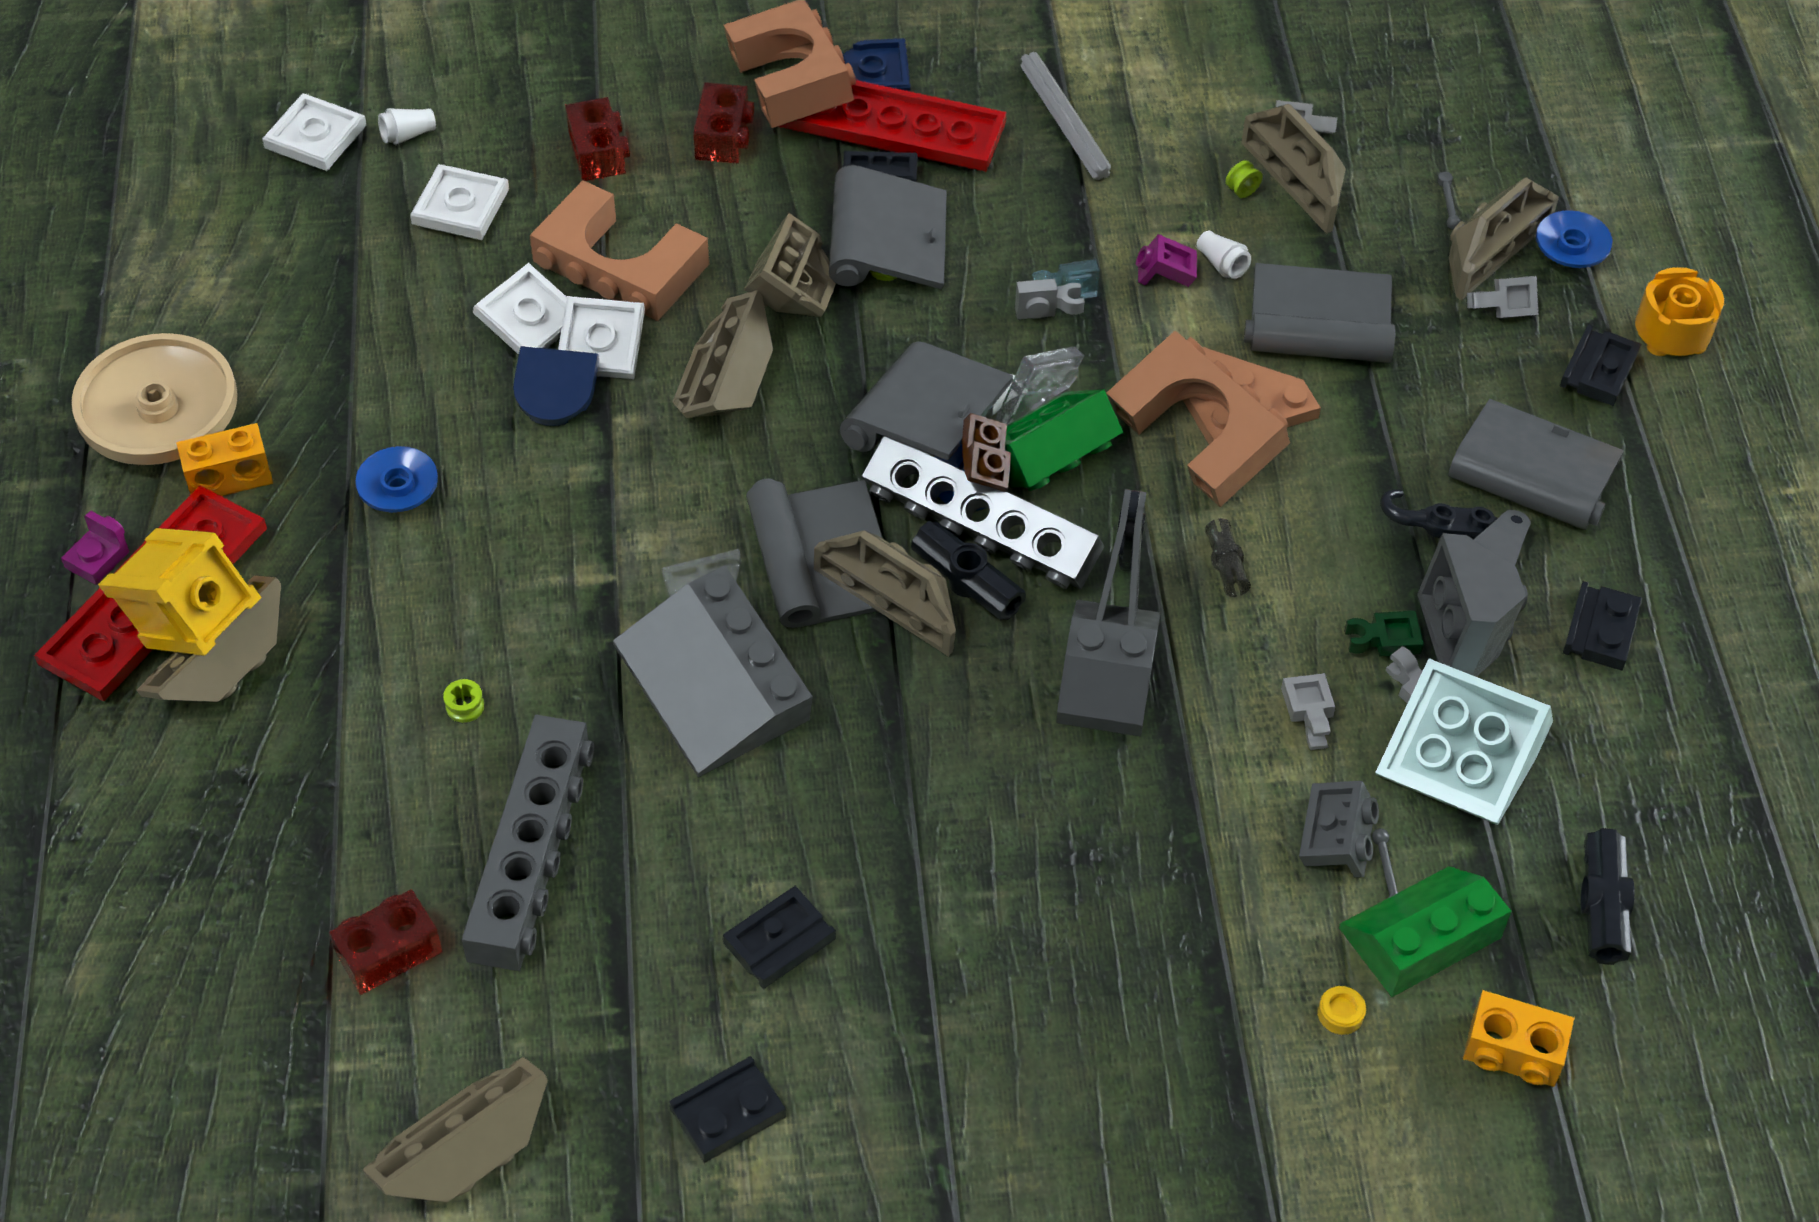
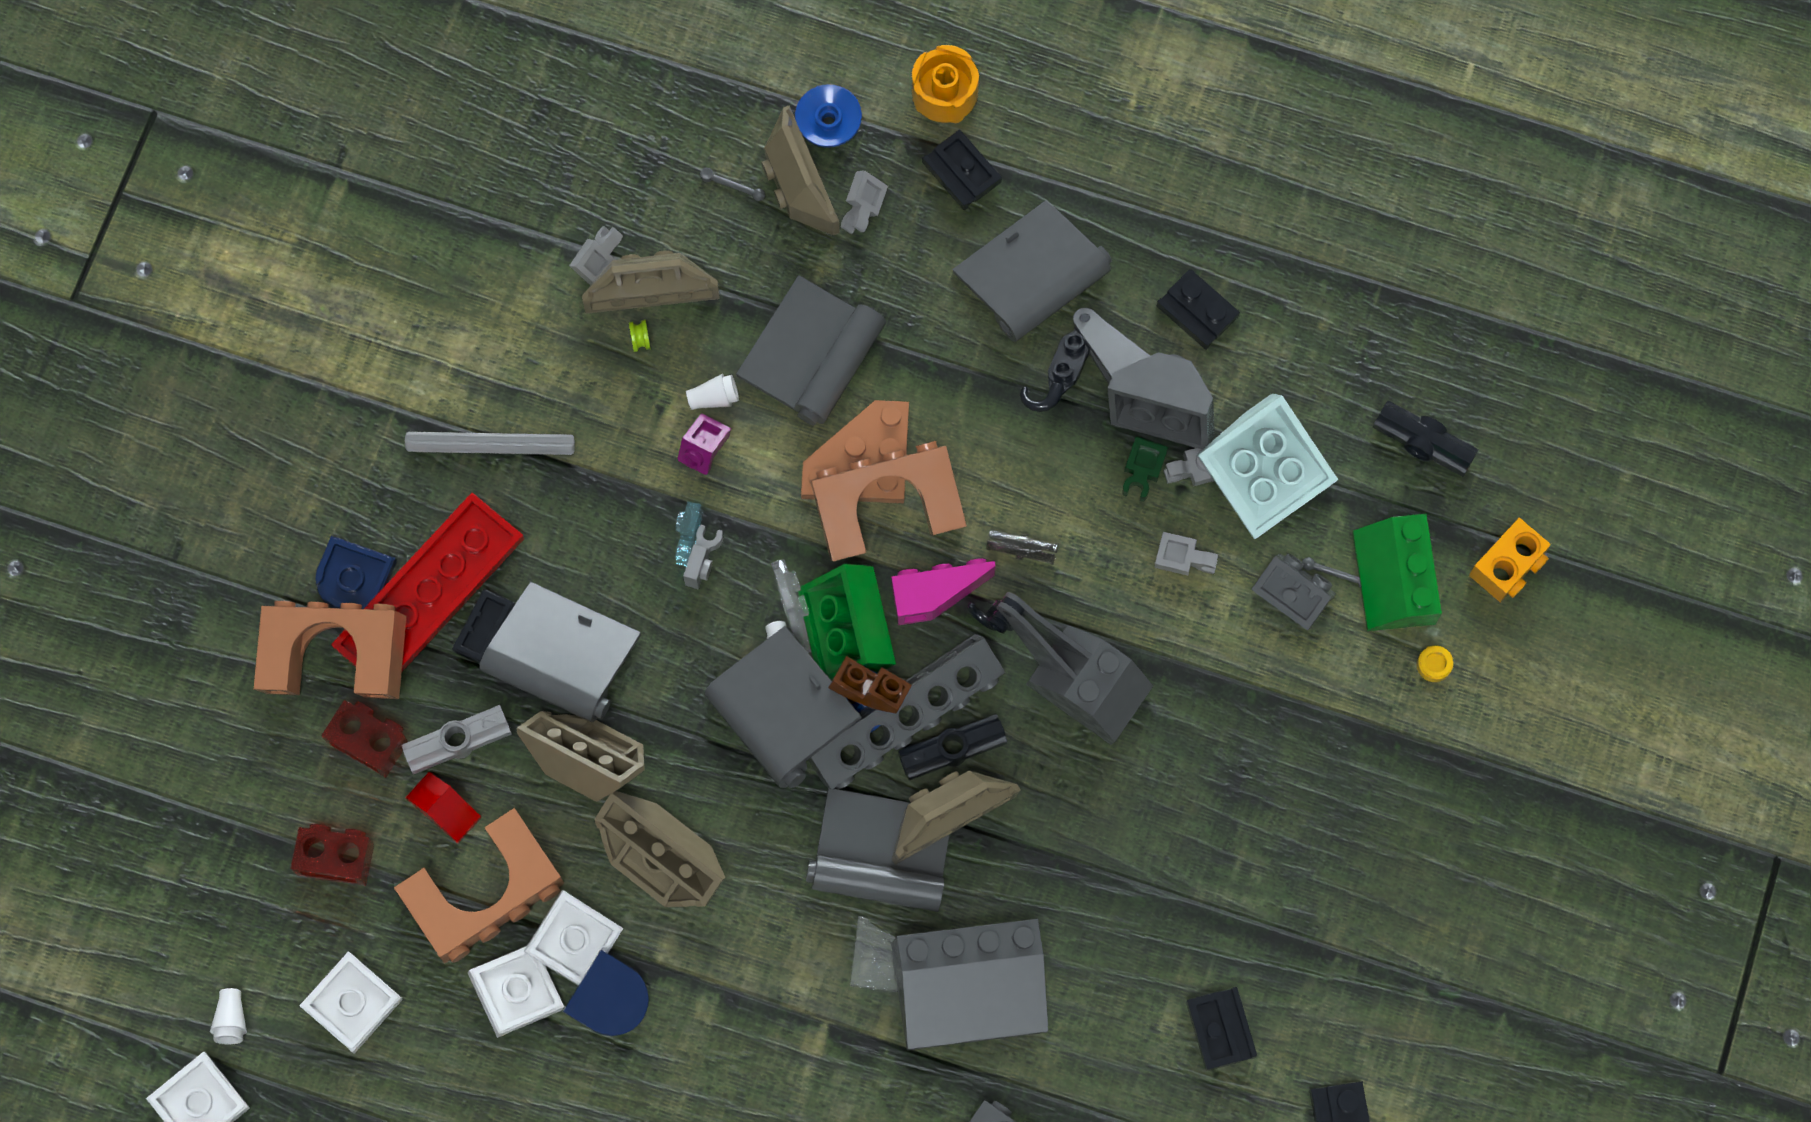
camera: 65 degrees left, 20 degrees up
(684, 202) = (443, 807): none -> red slope
(755, 184) = (478, 732): none -> light grey piece
(1103, 486) = (930, 593): none -> dark pink slope

